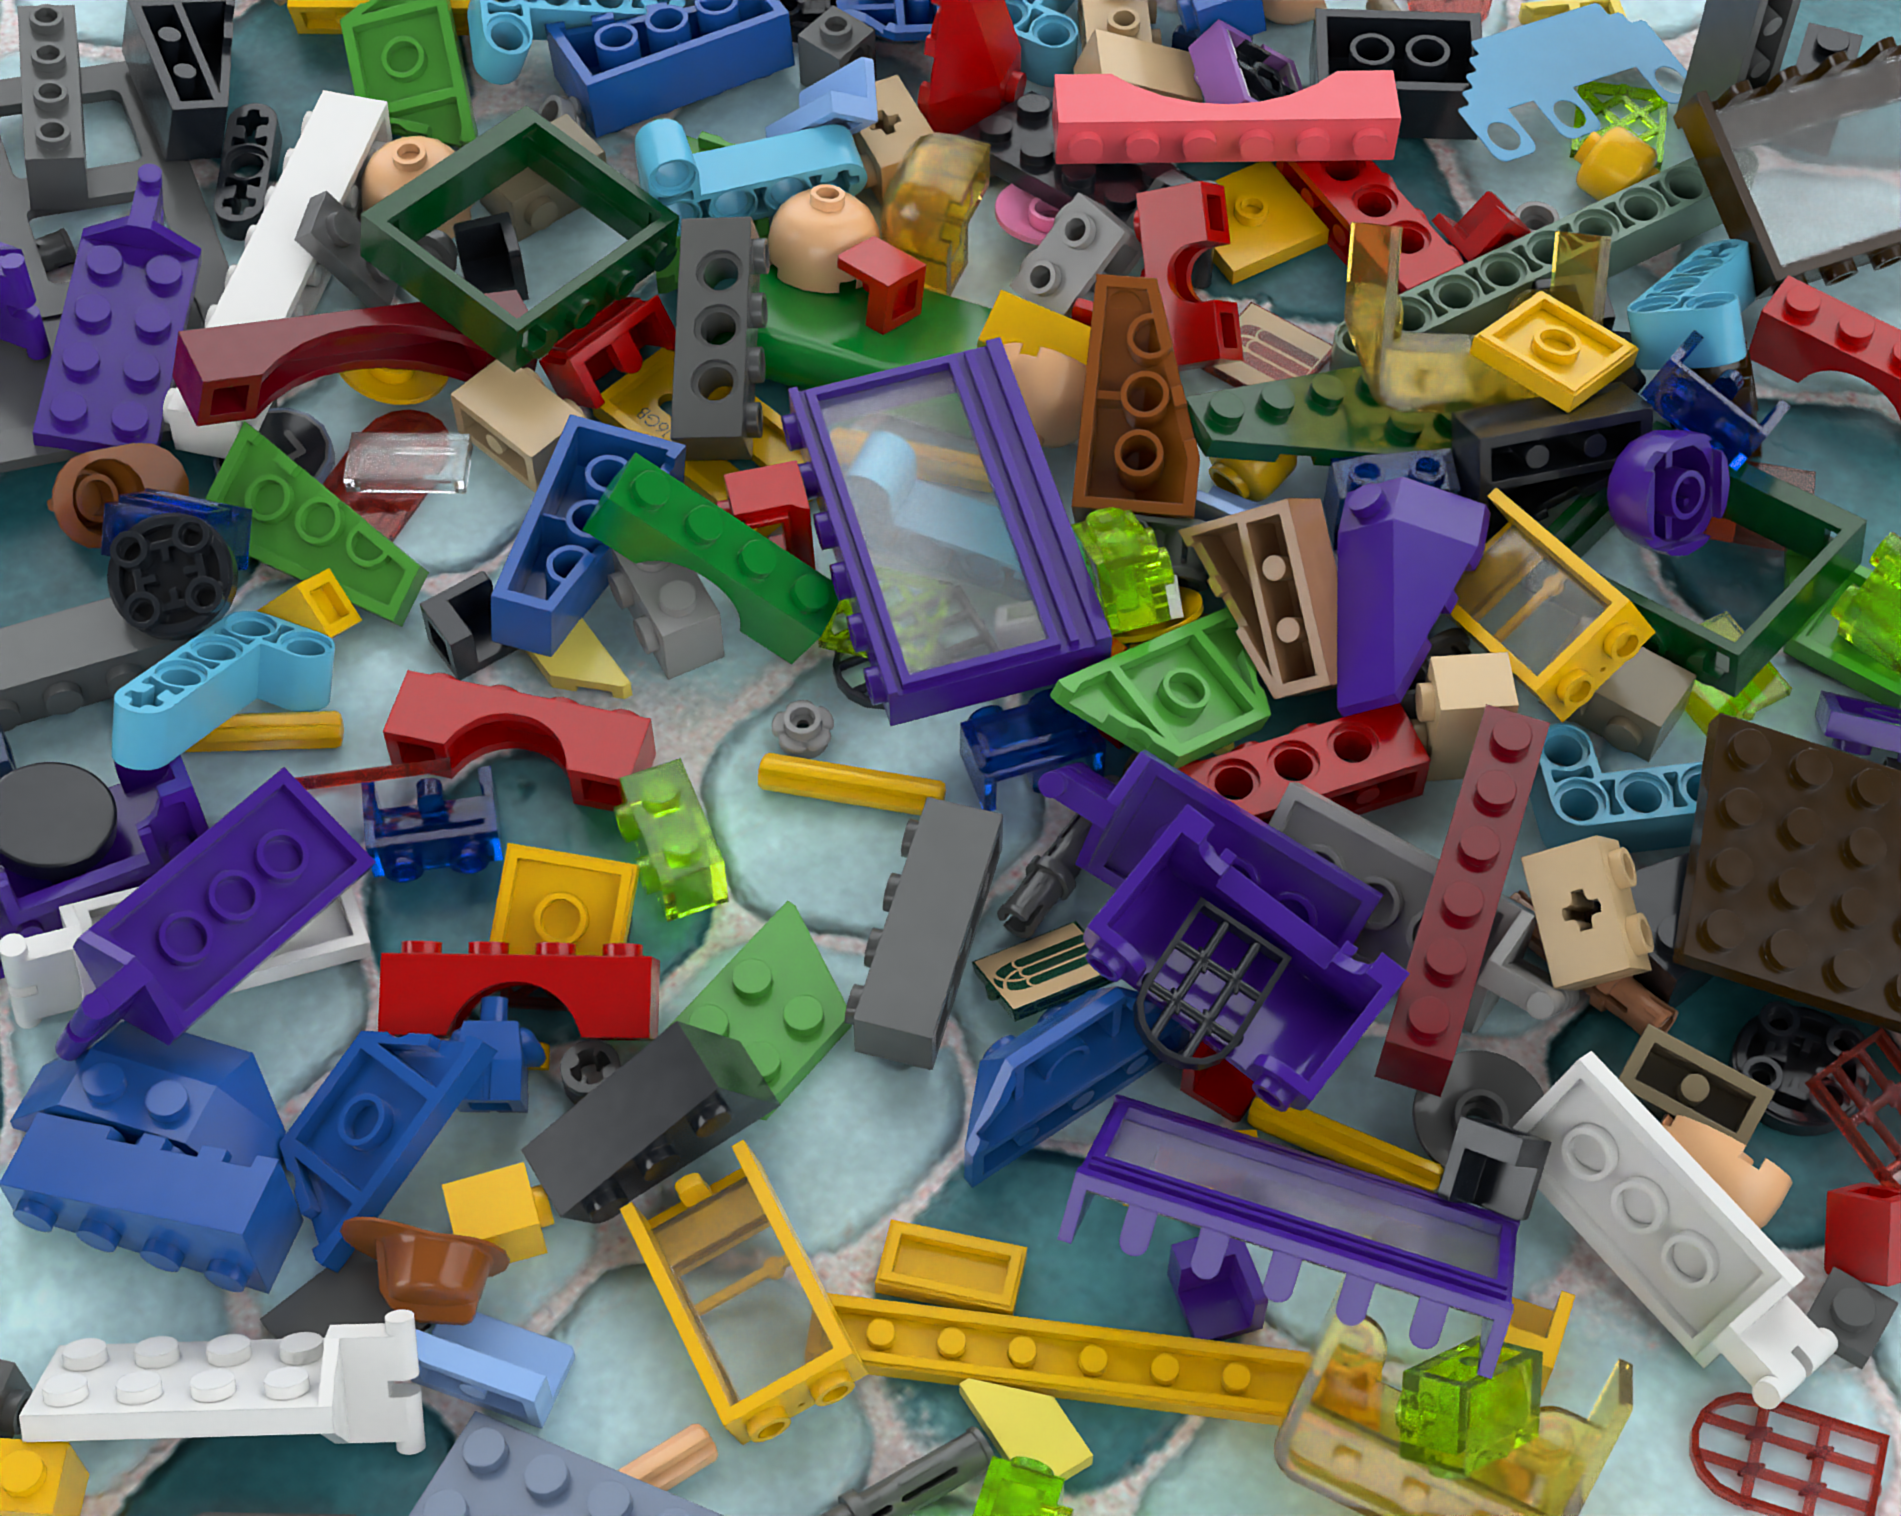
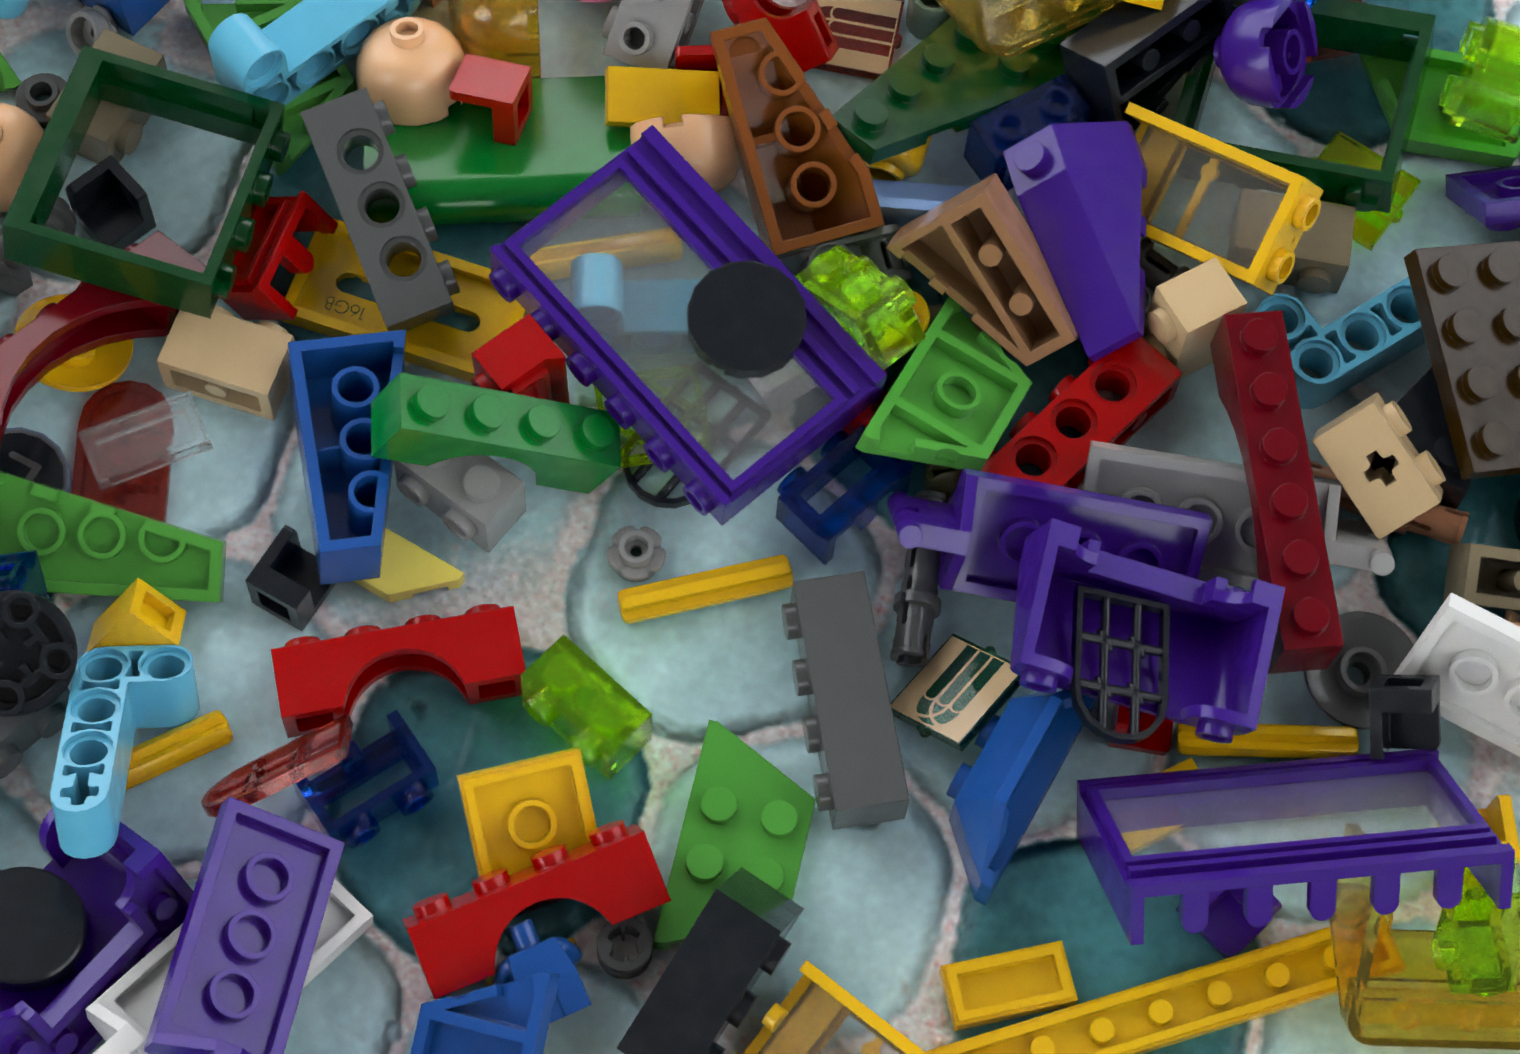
camera: 30 degrees left, 10 degrees up
(996, 533) = (746, 319): none -> black tile

